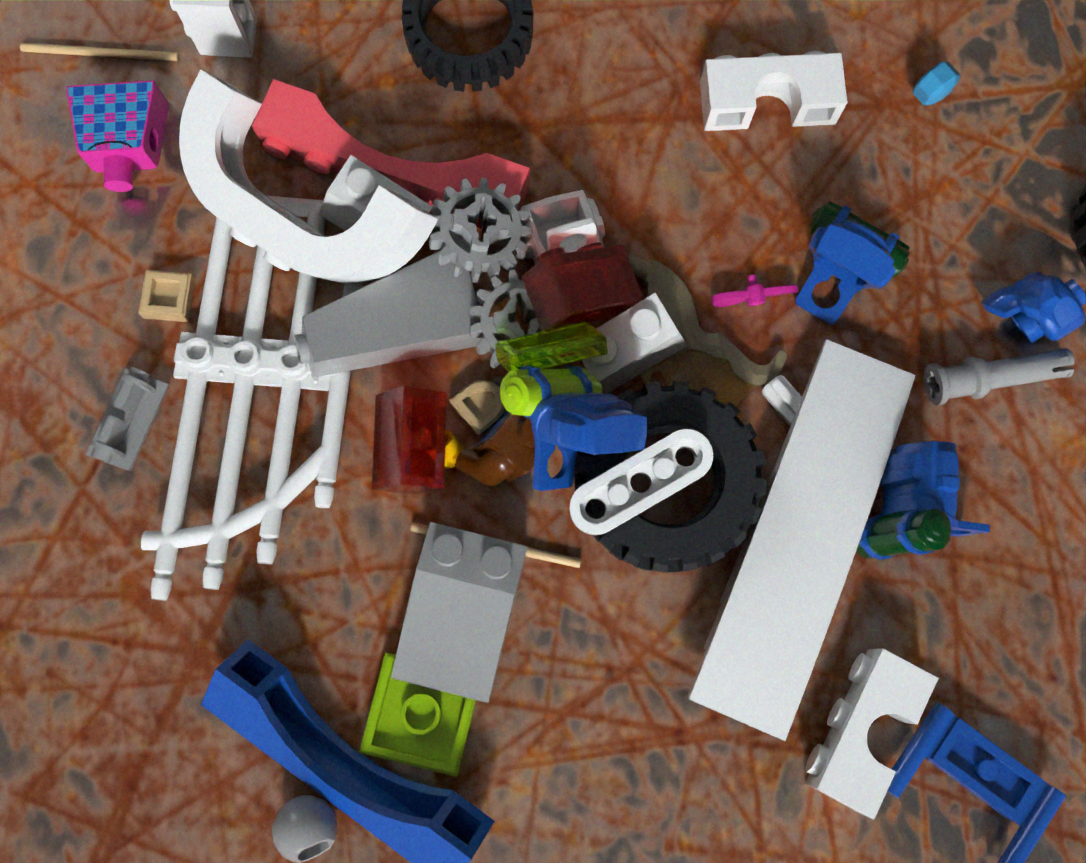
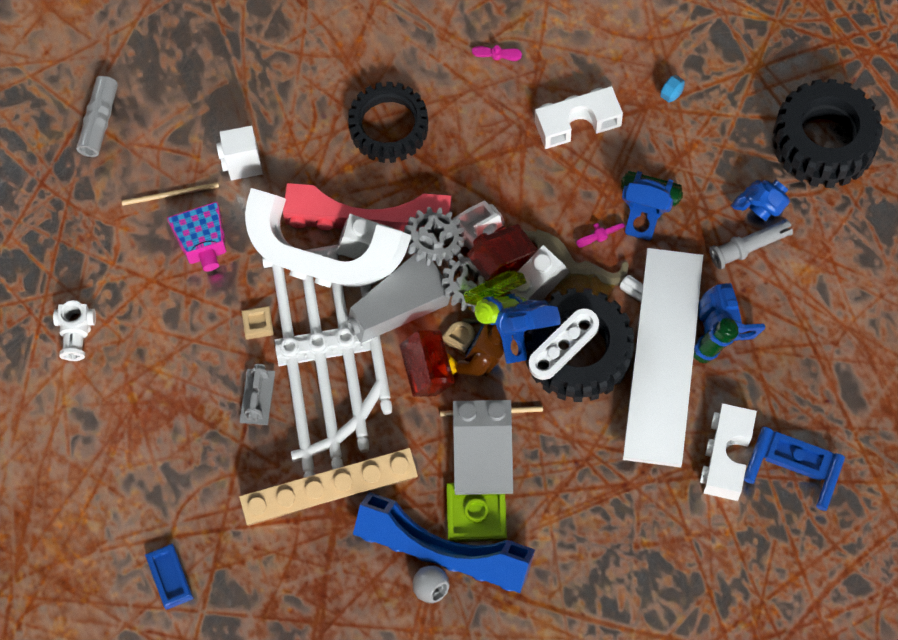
camera: 10 degrees left, 10 degrees down
(190, 614) = (328, 486): none -> tan arch

